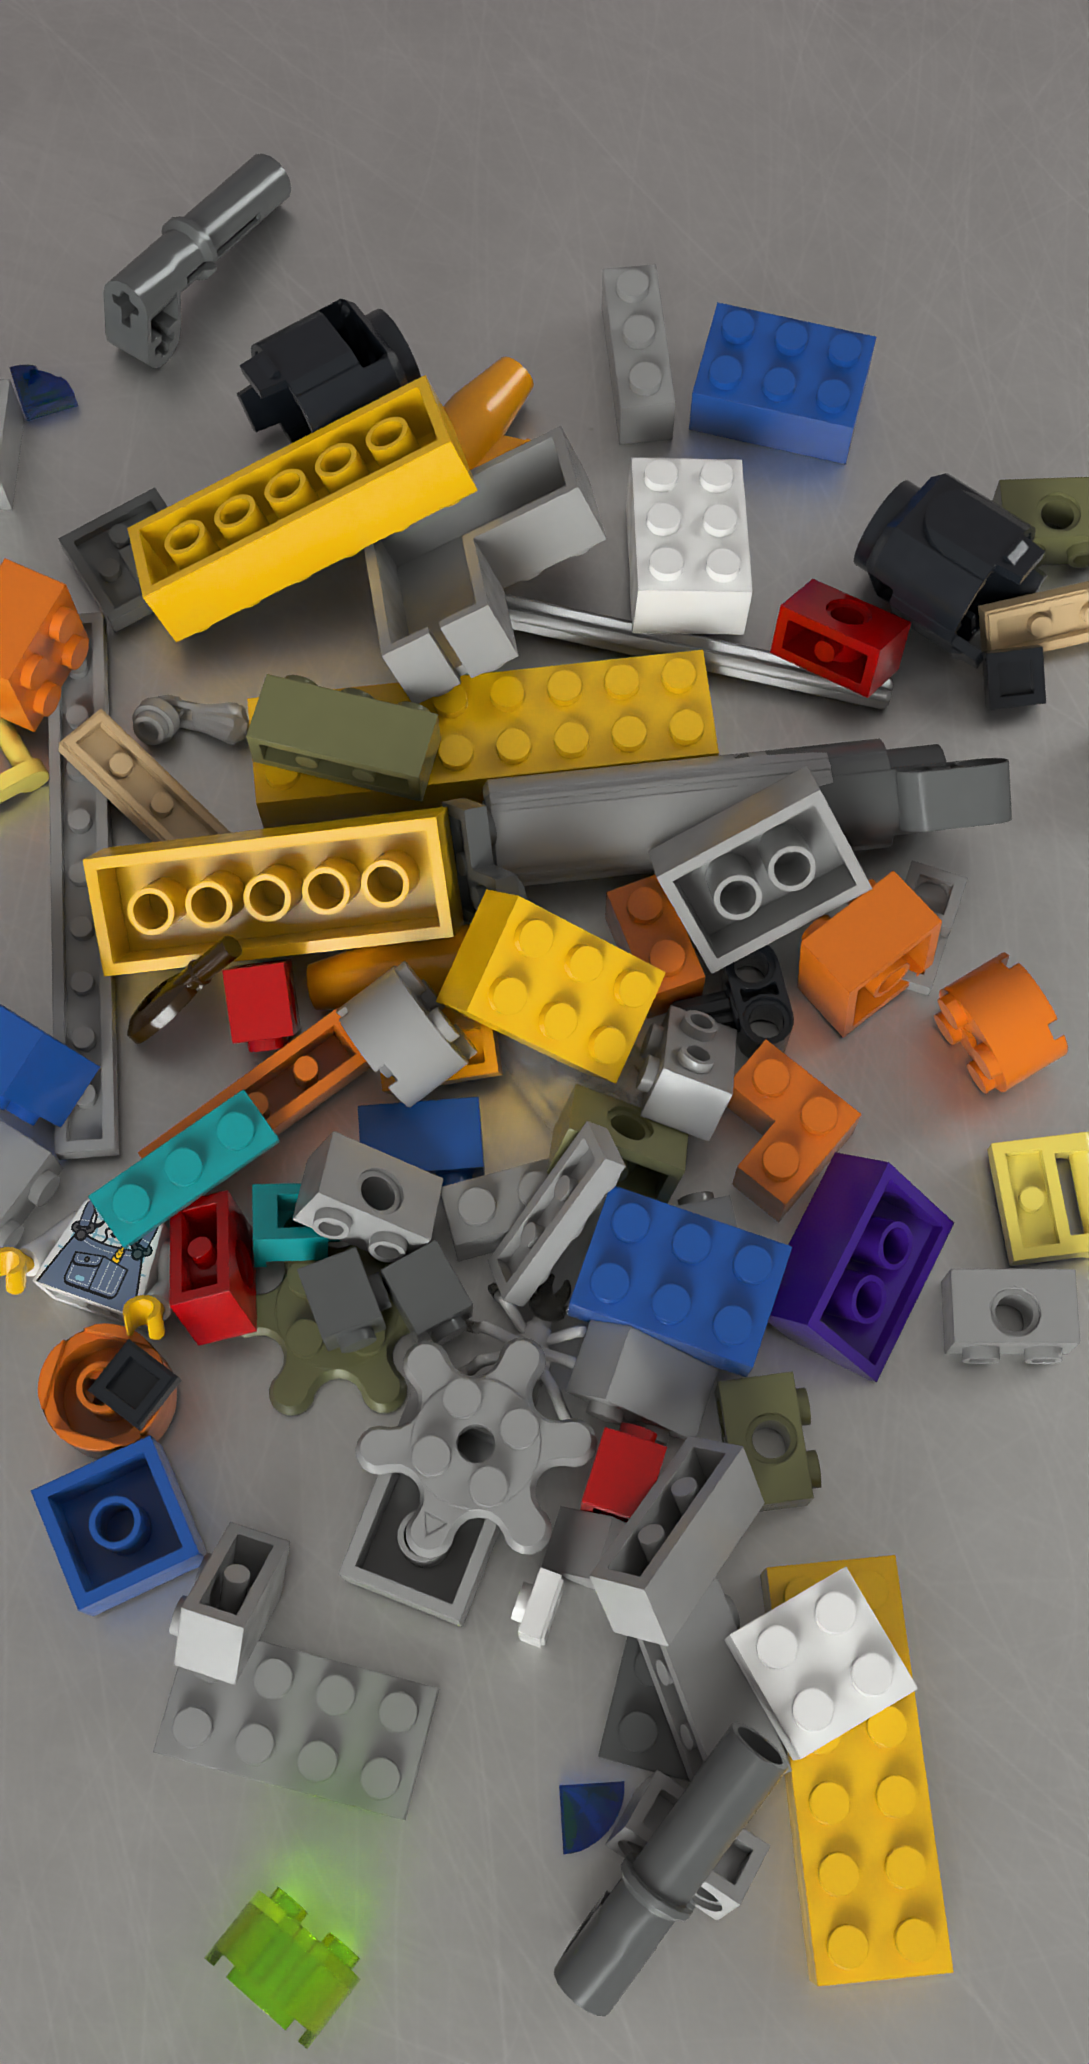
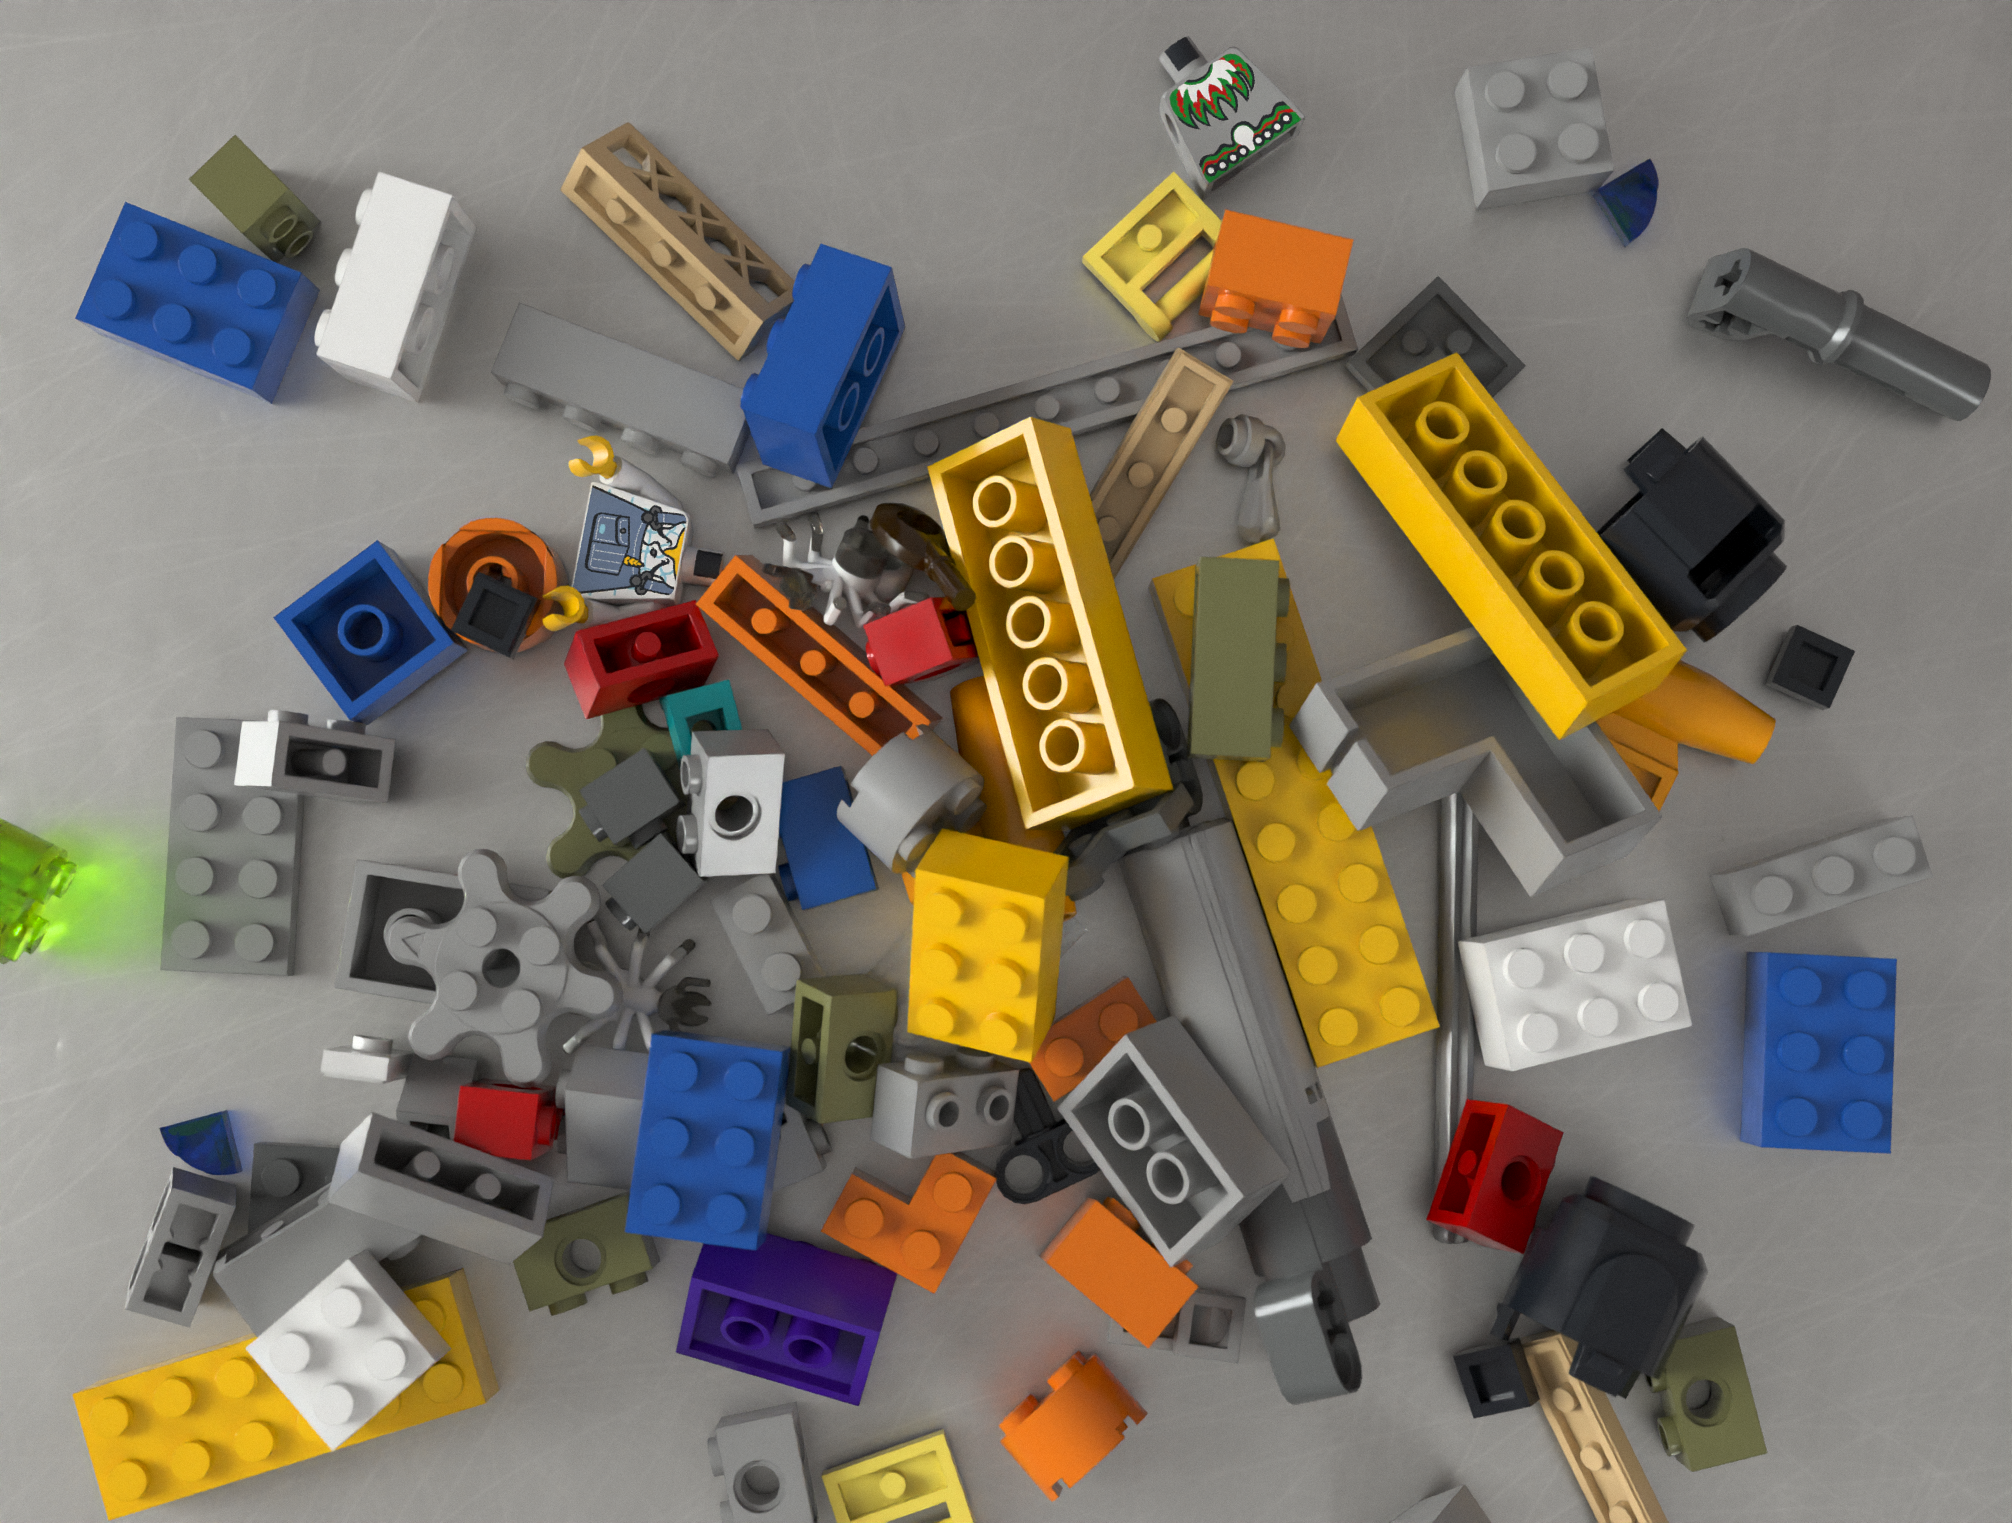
camera: 75 degrees right, 15 degrees up
(178, 1058) = (858, 570): none -> animal
(184, 1169) = (726, 607): teal plate -> none
(464, 332) = (1810, 667): none -> black plate
(556, 1213) = (748, 1000): light grey plate -> none
(669, 1870) = (87, 1203): dark grey piece -> none

